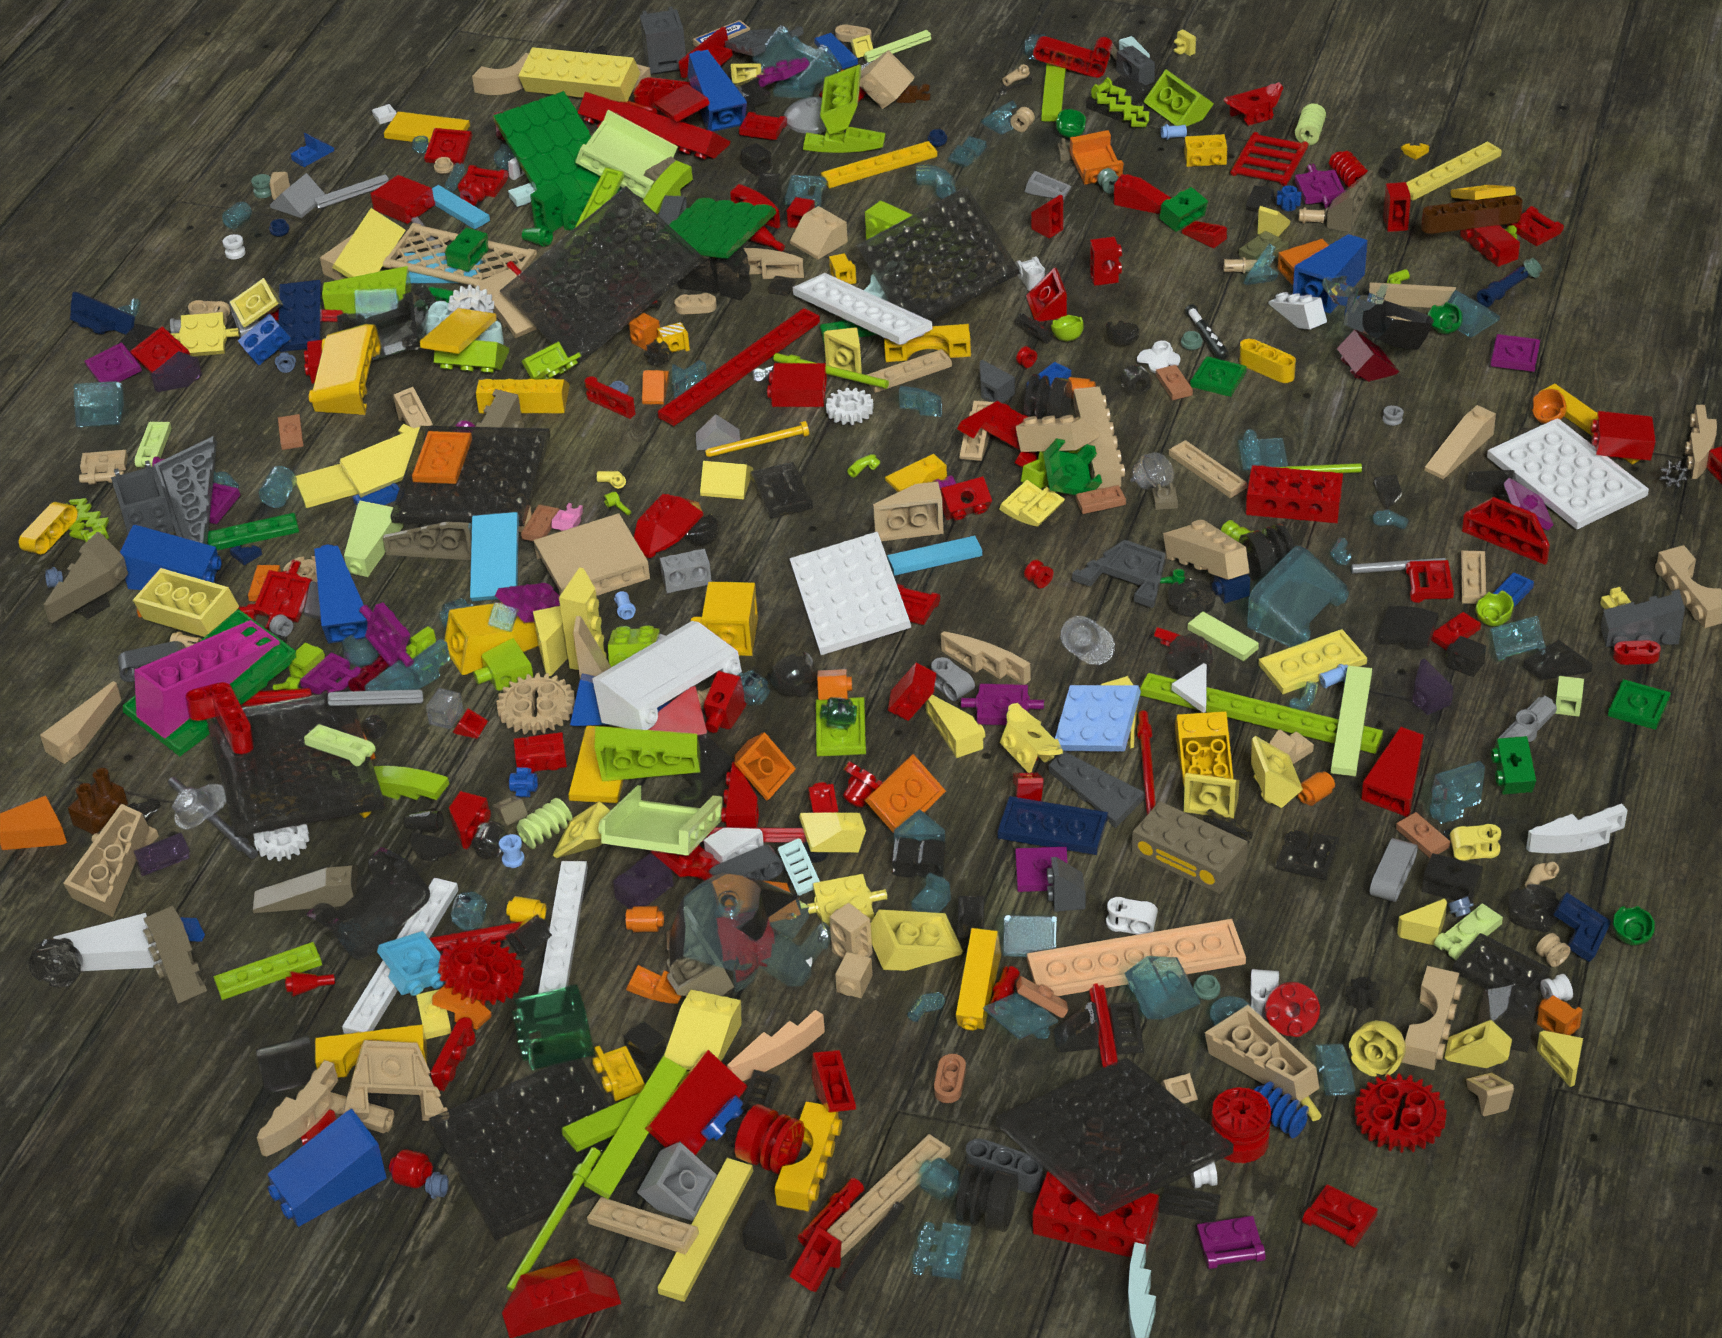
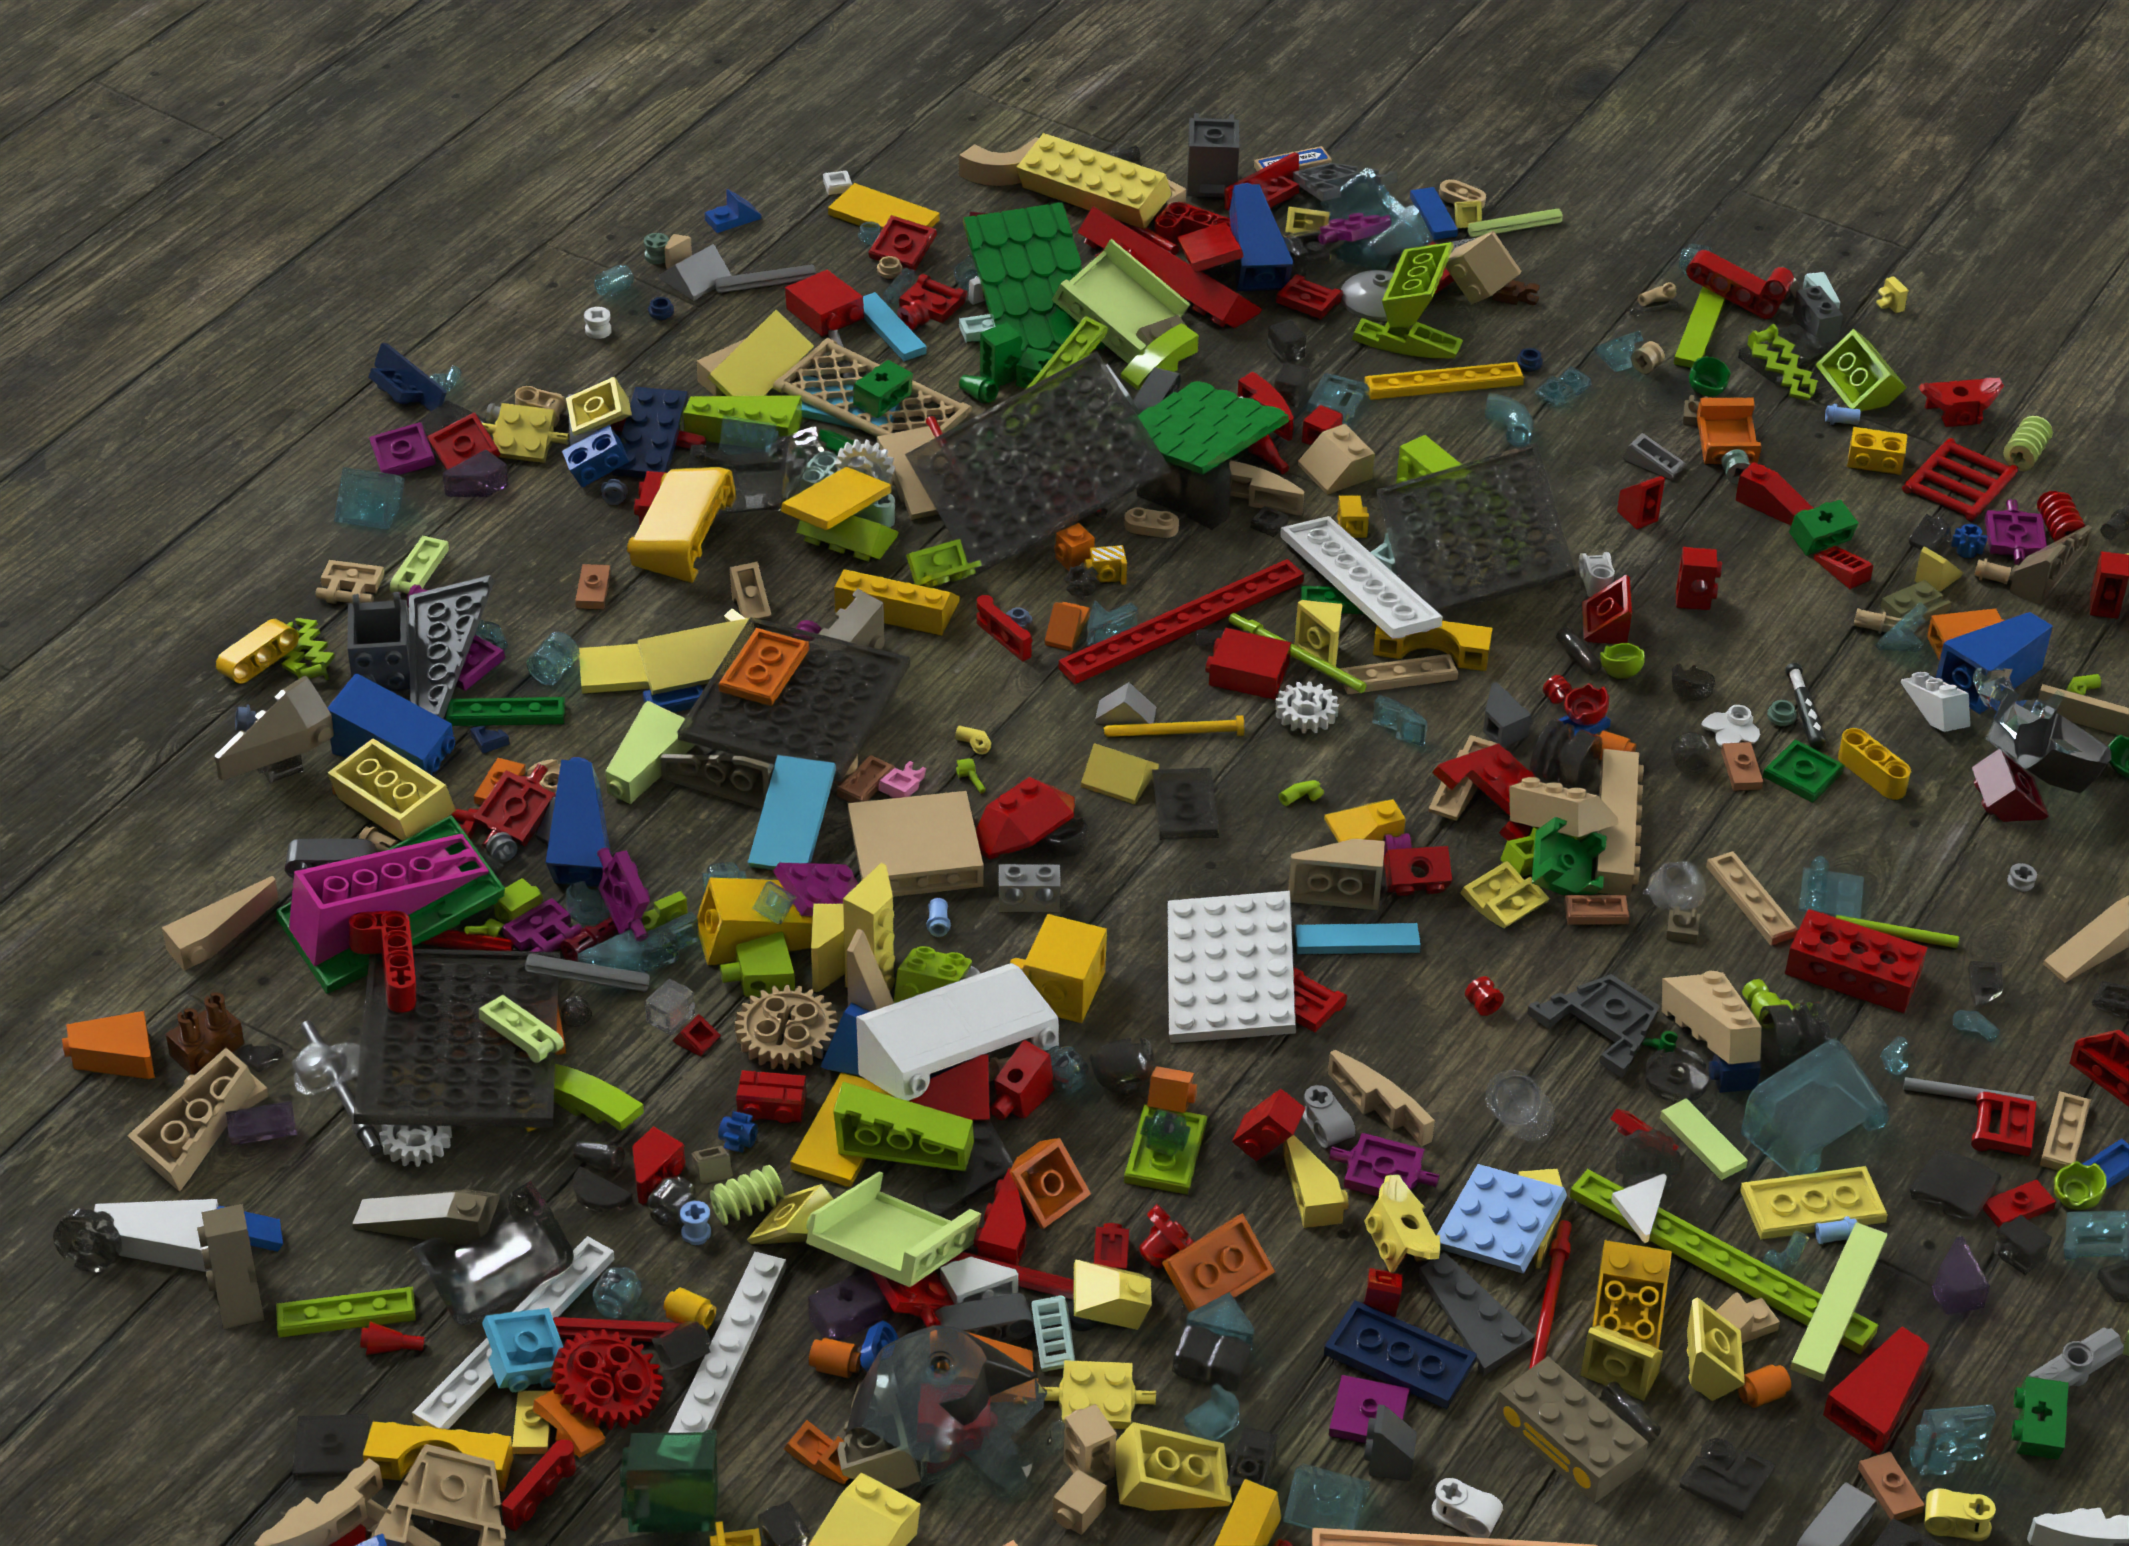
camera: 10 degrees right, 0 degrees up
(672, 899) = (875, 1340): none -> blue plate
(1052, 362) = (1587, 704): none -> red hair

